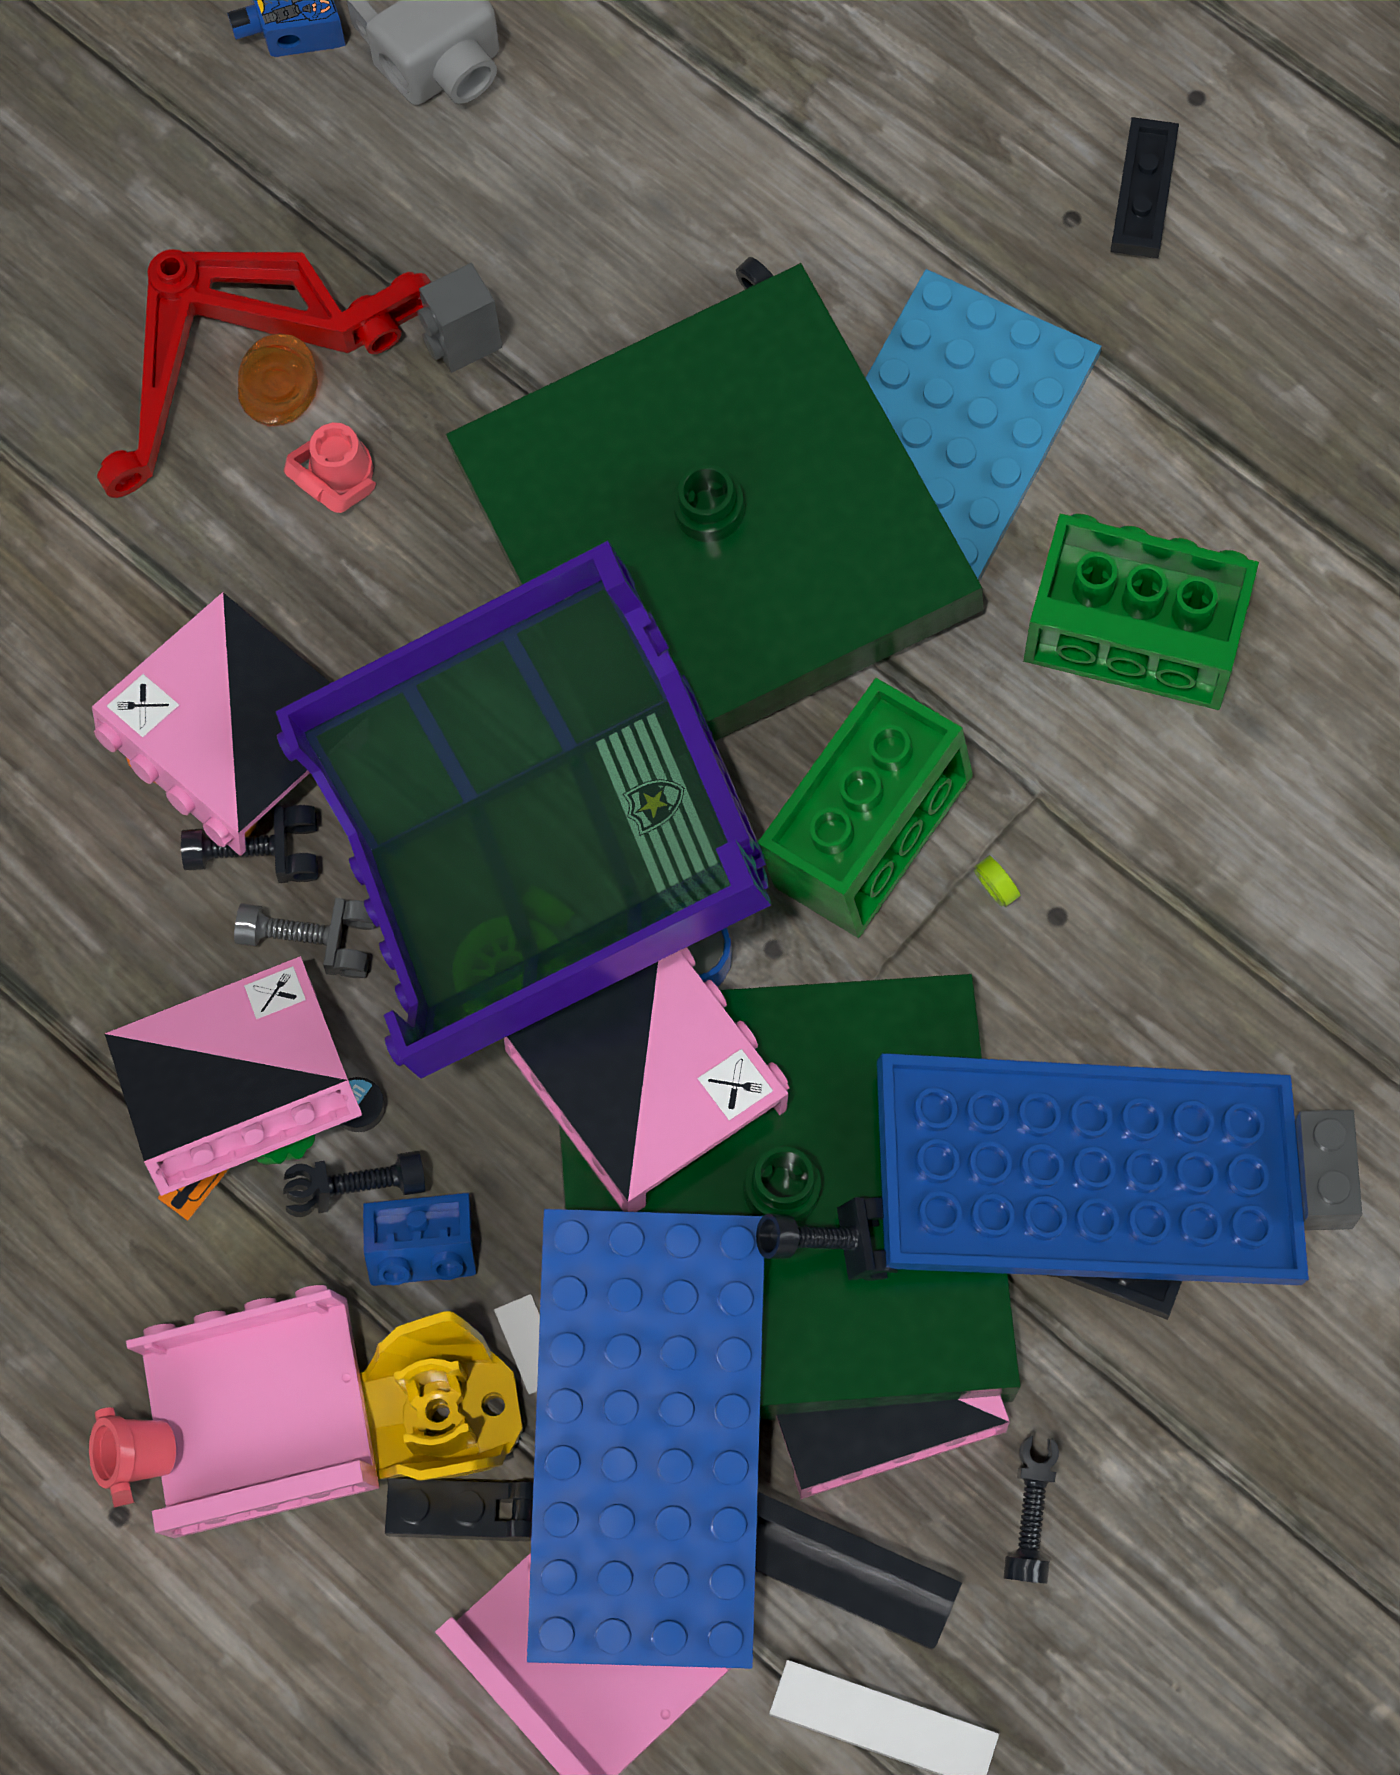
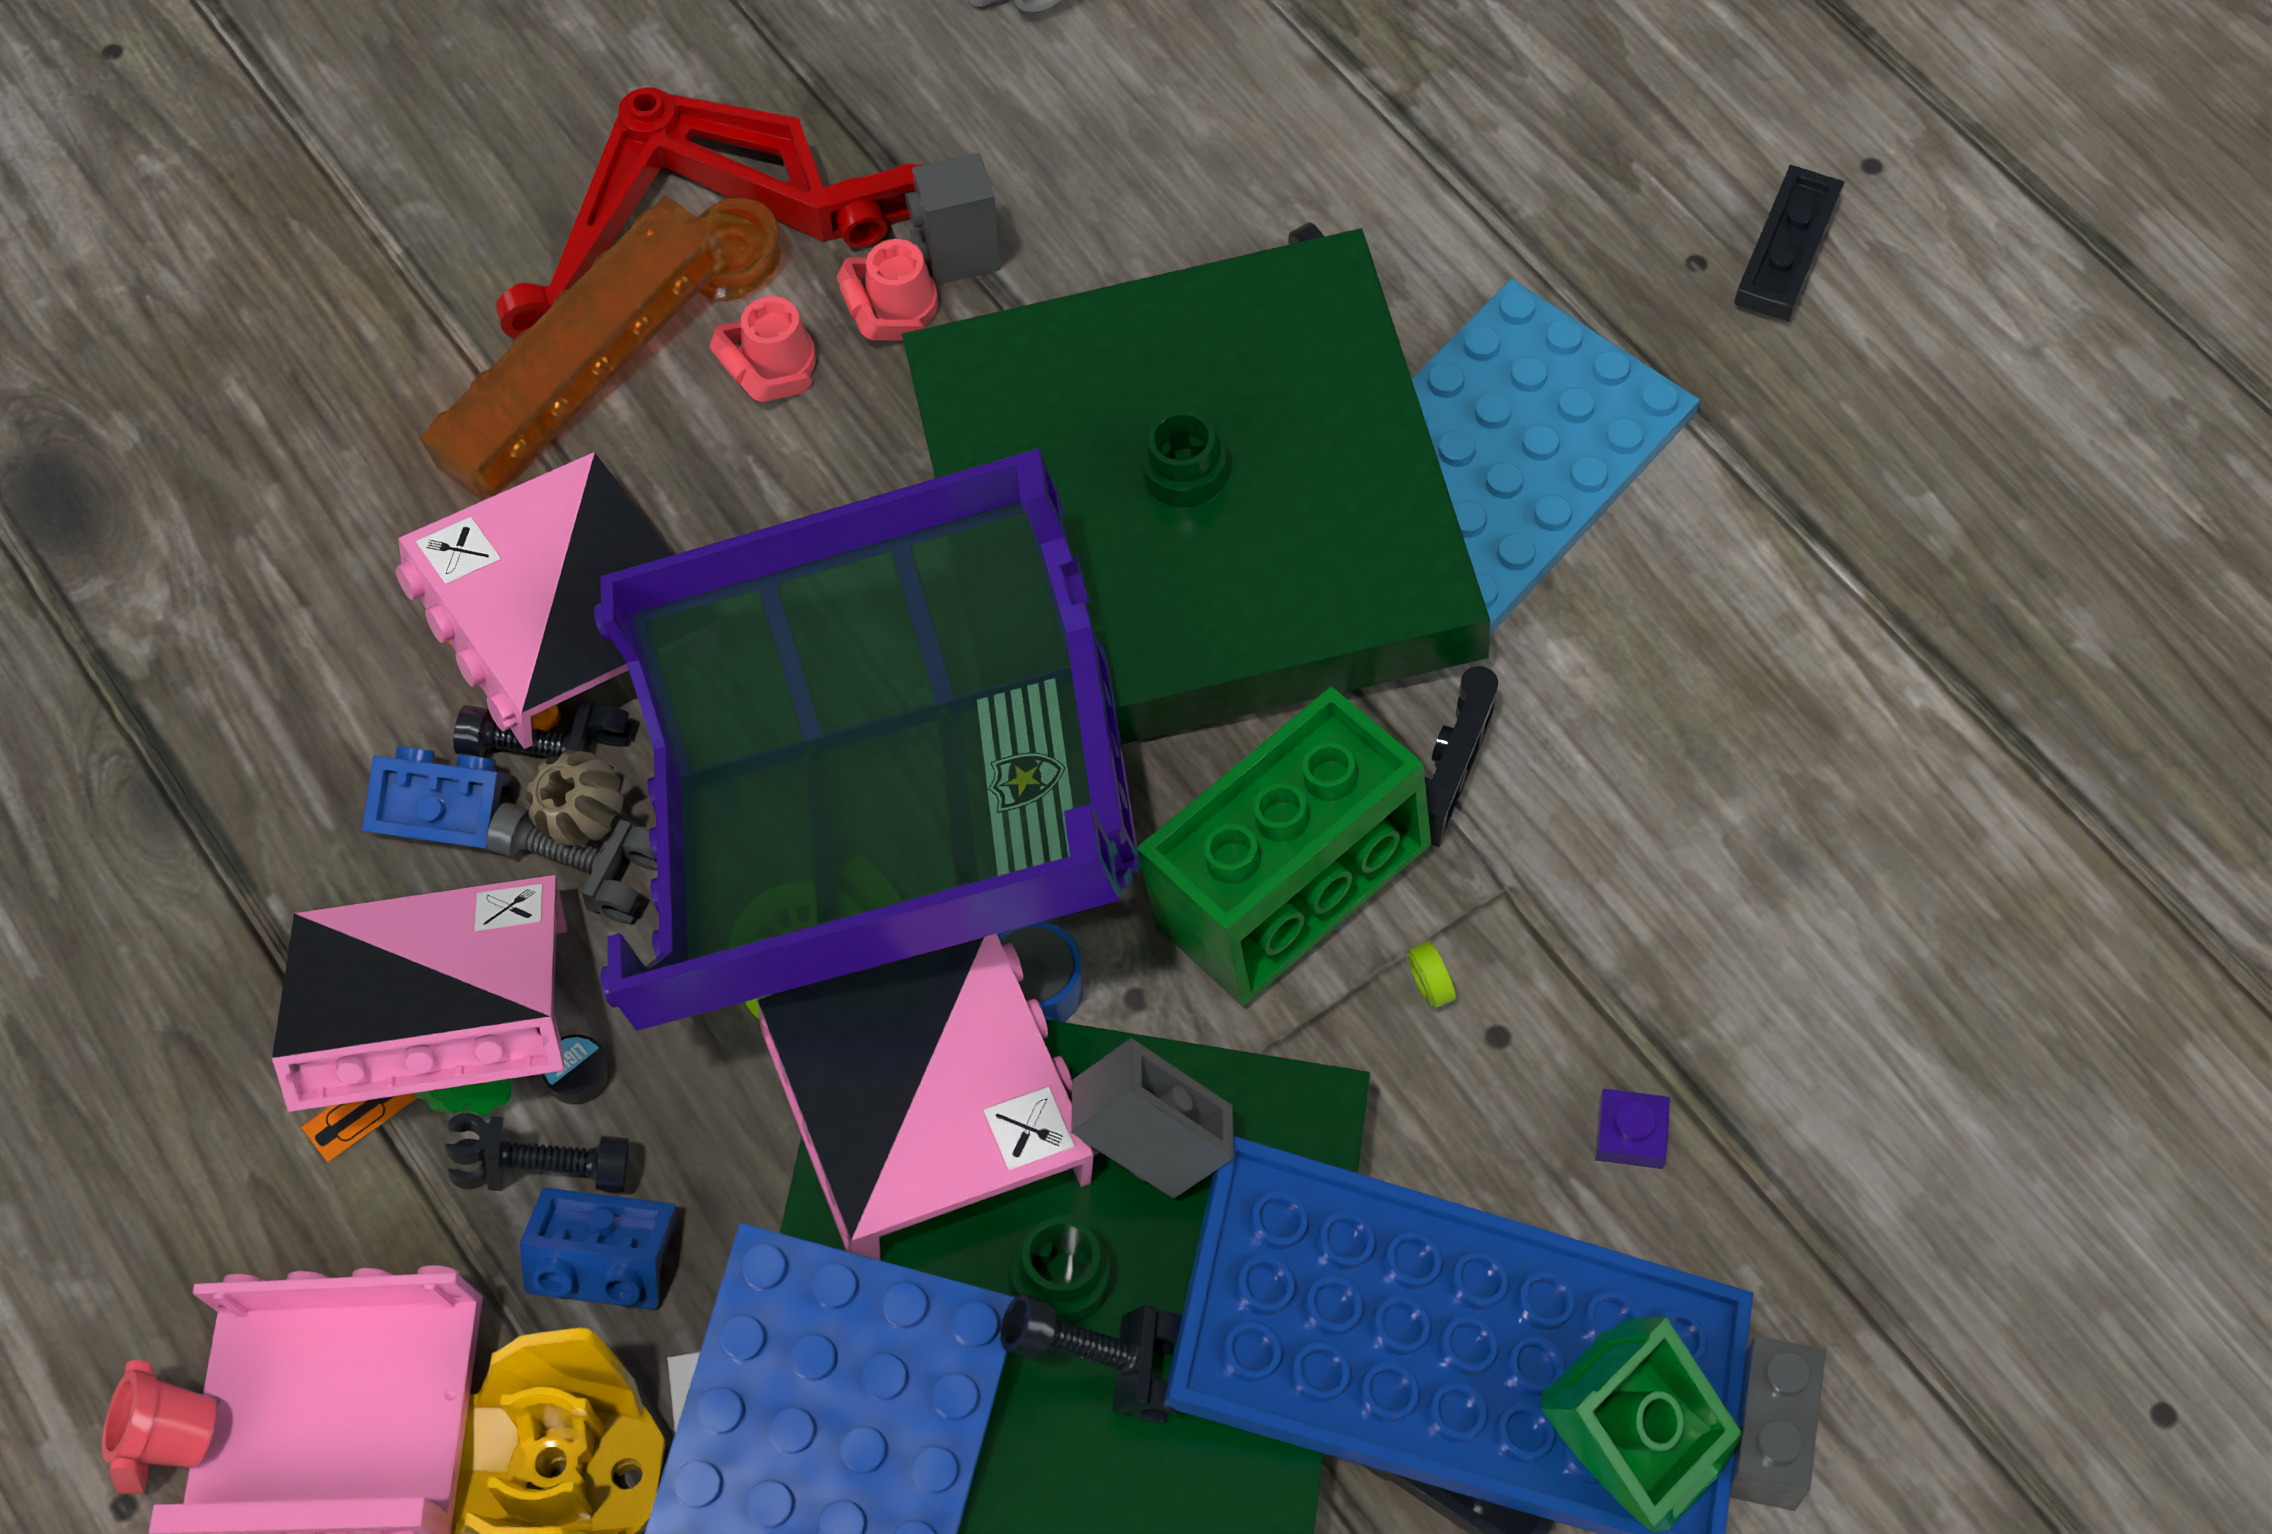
camera: 10 degrees right, 10 degrees down
(176, 501) = (574, 349): none -> clear orange brick
(181, 912) = (432, 800): none -> blue bracket
(298, 891) = (574, 798): none -> dark tan piece
(424, 392) = (896, 293): none -> coral piece
(825, 1056) = (1152, 1118): none -> dark grey brick
(975, 689) = (1459, 747): none -> black plate
(1140, 610) = (1679, 693): green brick -> none
(1174, 967) = (1632, 1128): none -> dark purple plate
(1232, 1194) = (1643, 1420): none -> green slope

